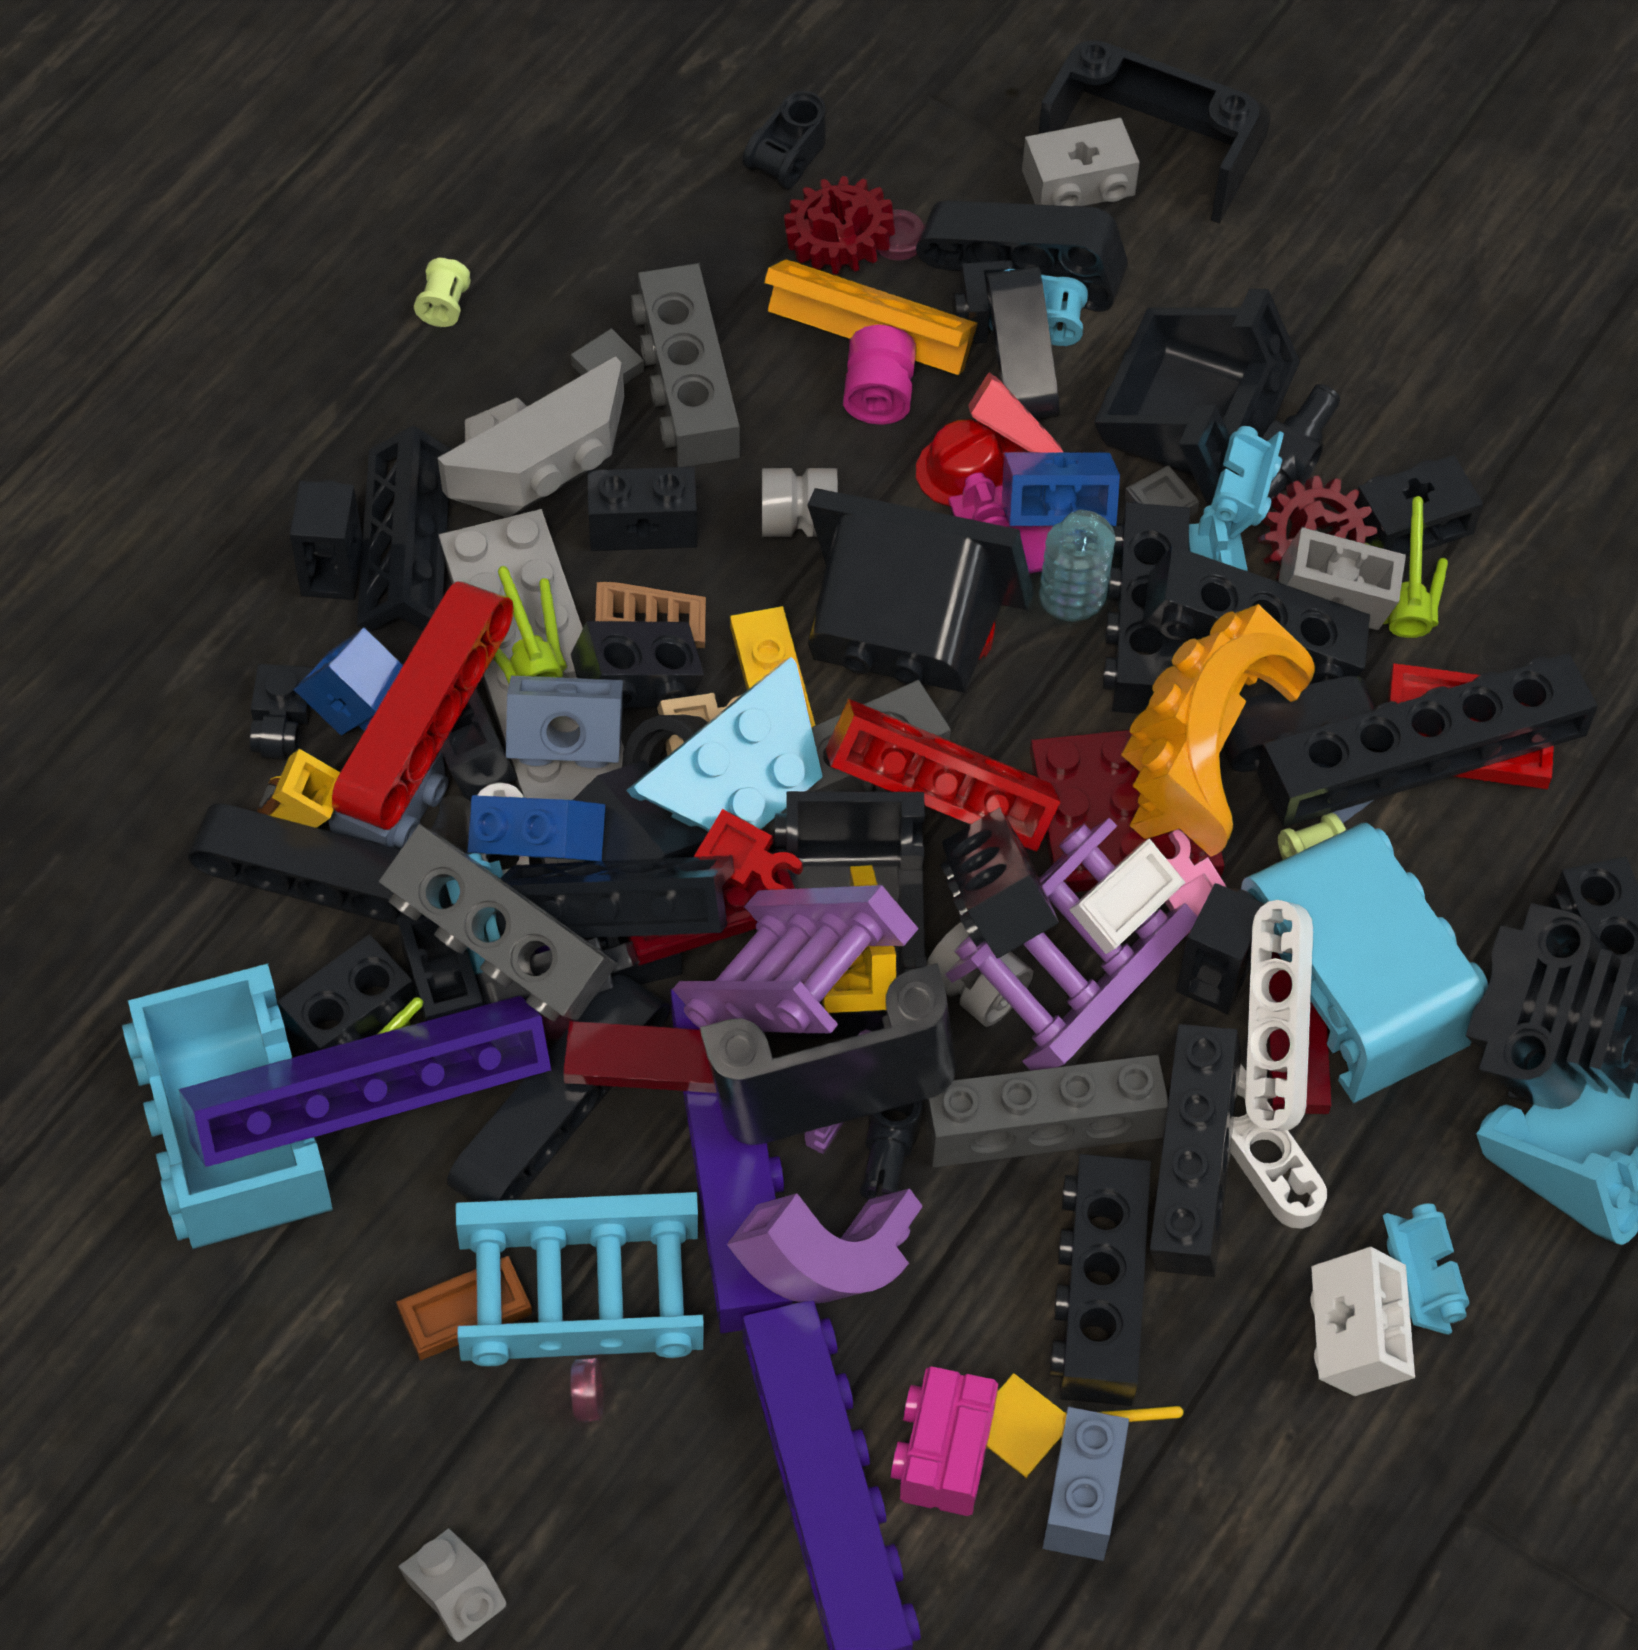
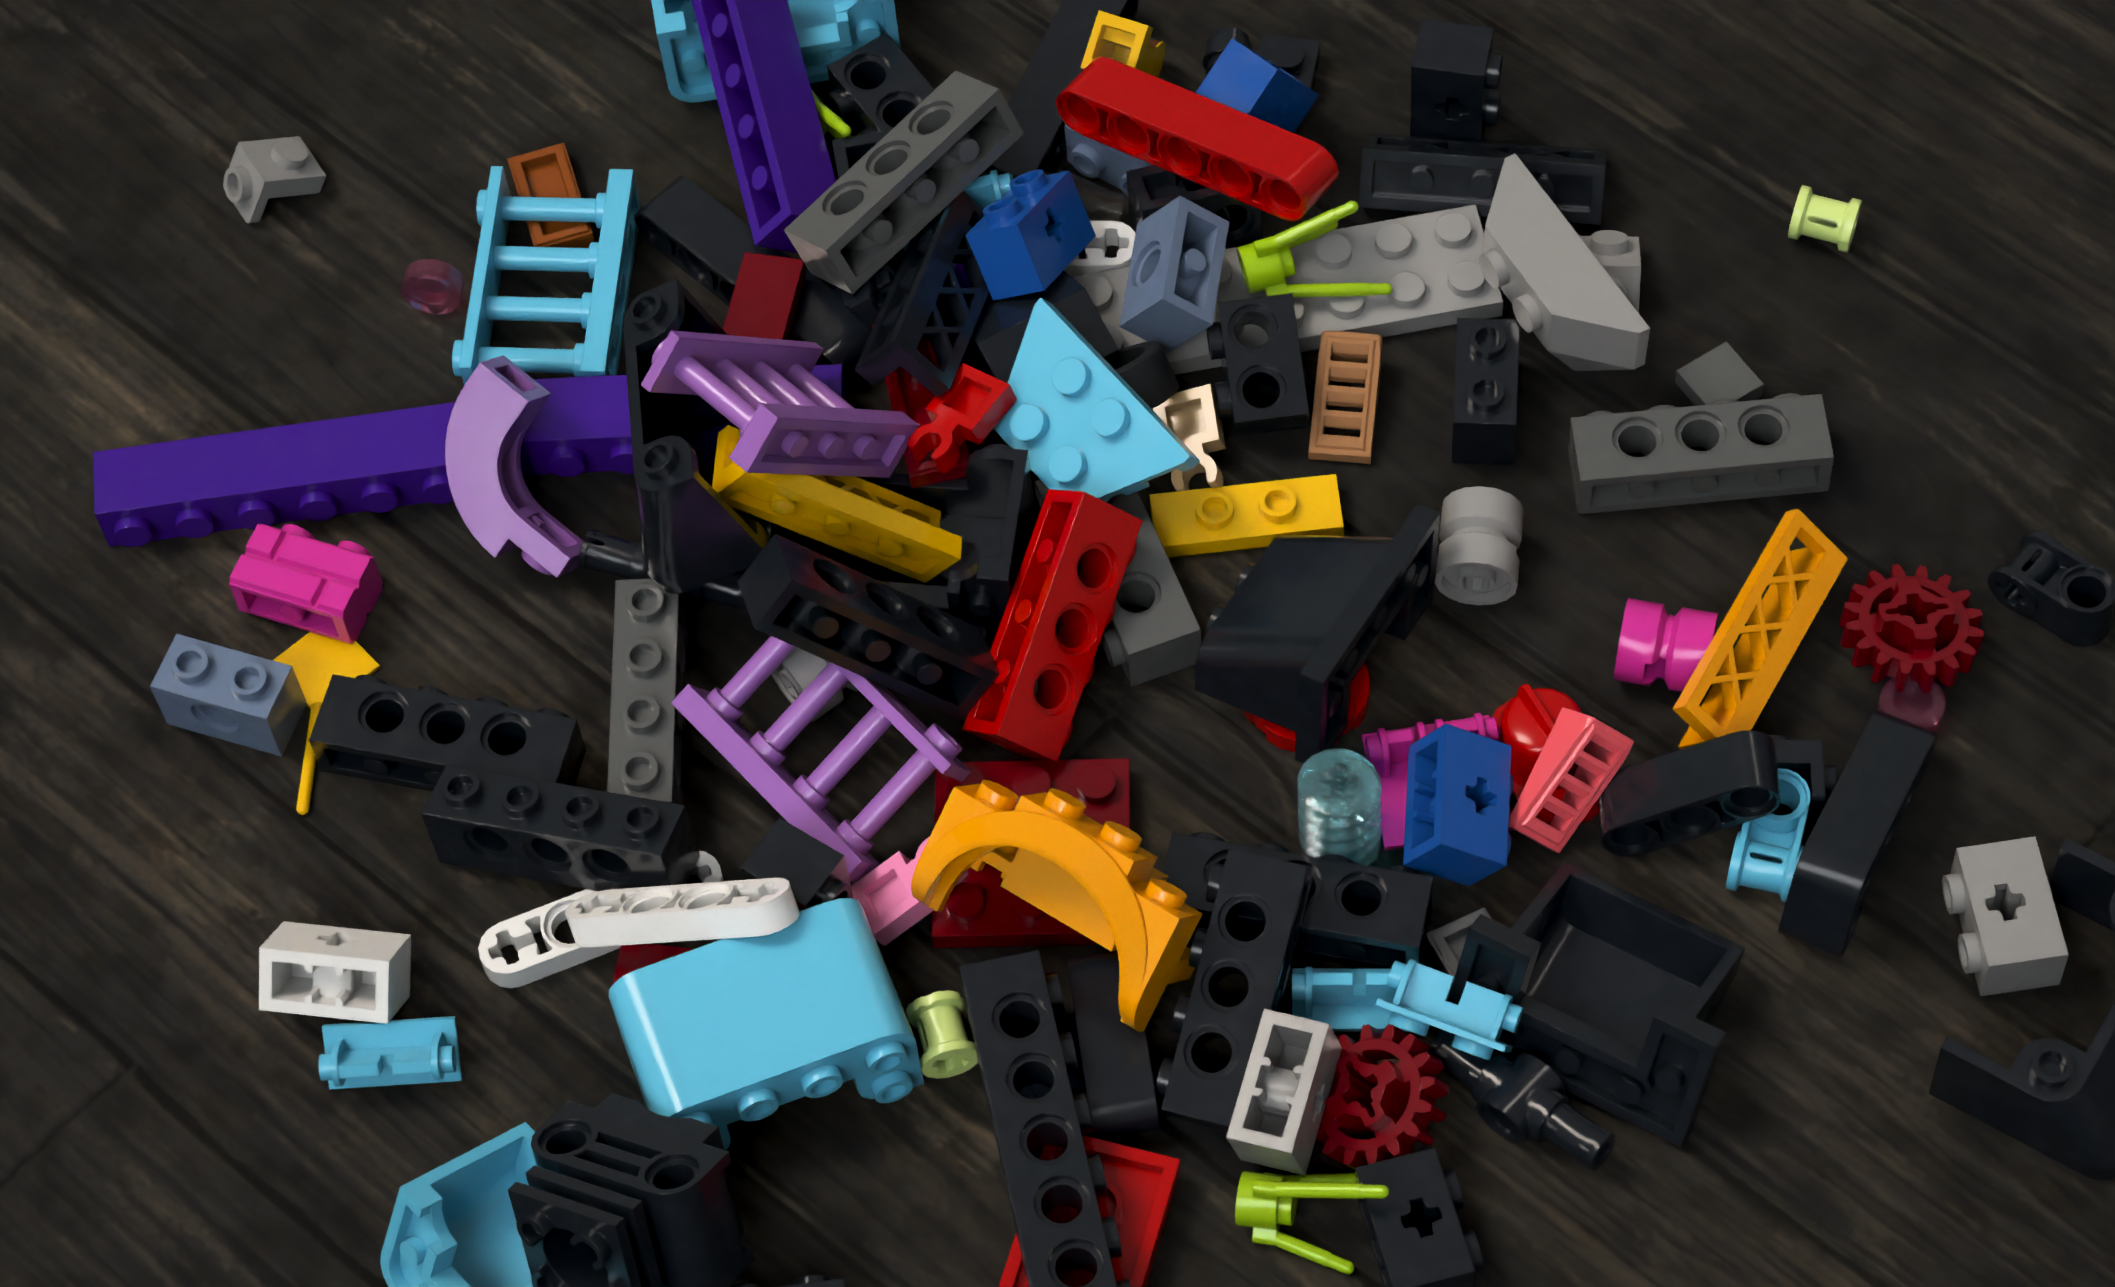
camera: 105 degrees right, 0 degrees up
(1127, 896) = (868, 791): white tile -> none

